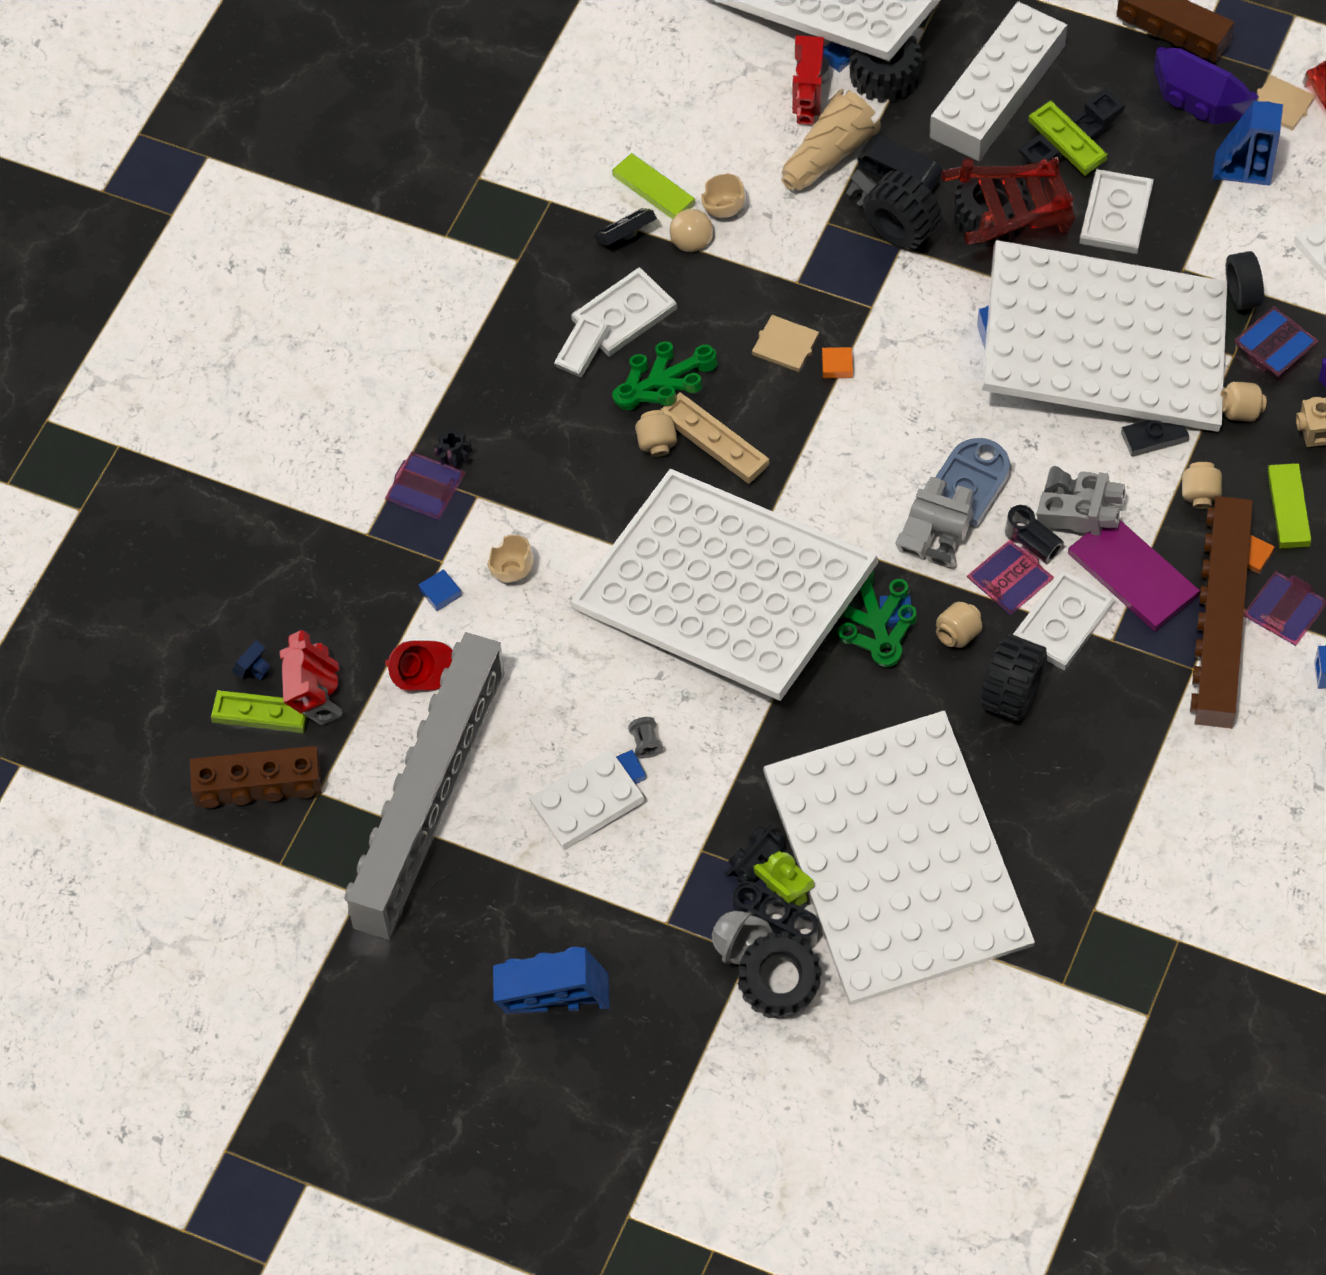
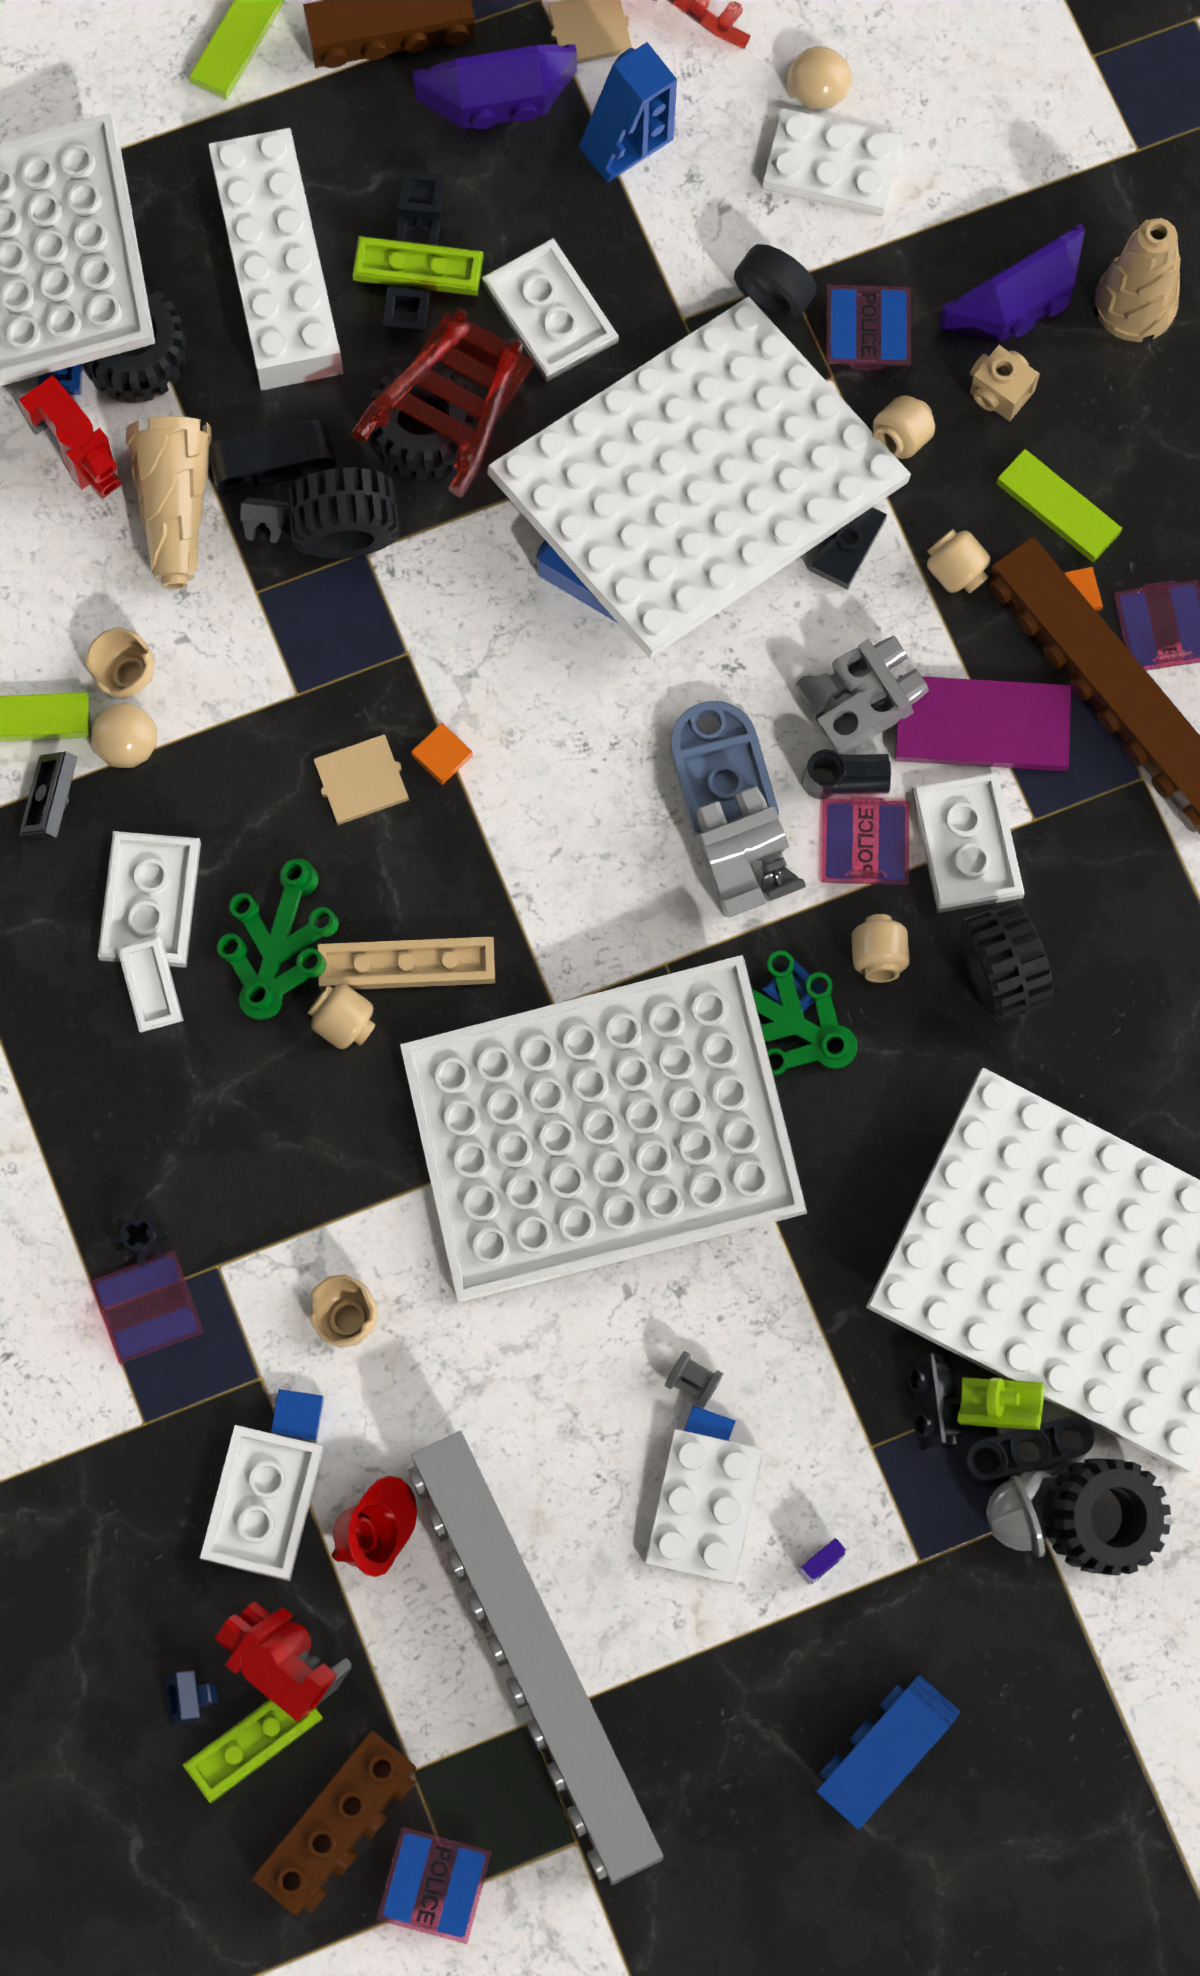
camera: 50 degrees left, 15 degrees up
(270, 844) = (434, 1885): none -> piece
(380, 611) = (262, 1503): none -> white plate
(615, 872) = (822, 1561): none -> dark purple tile

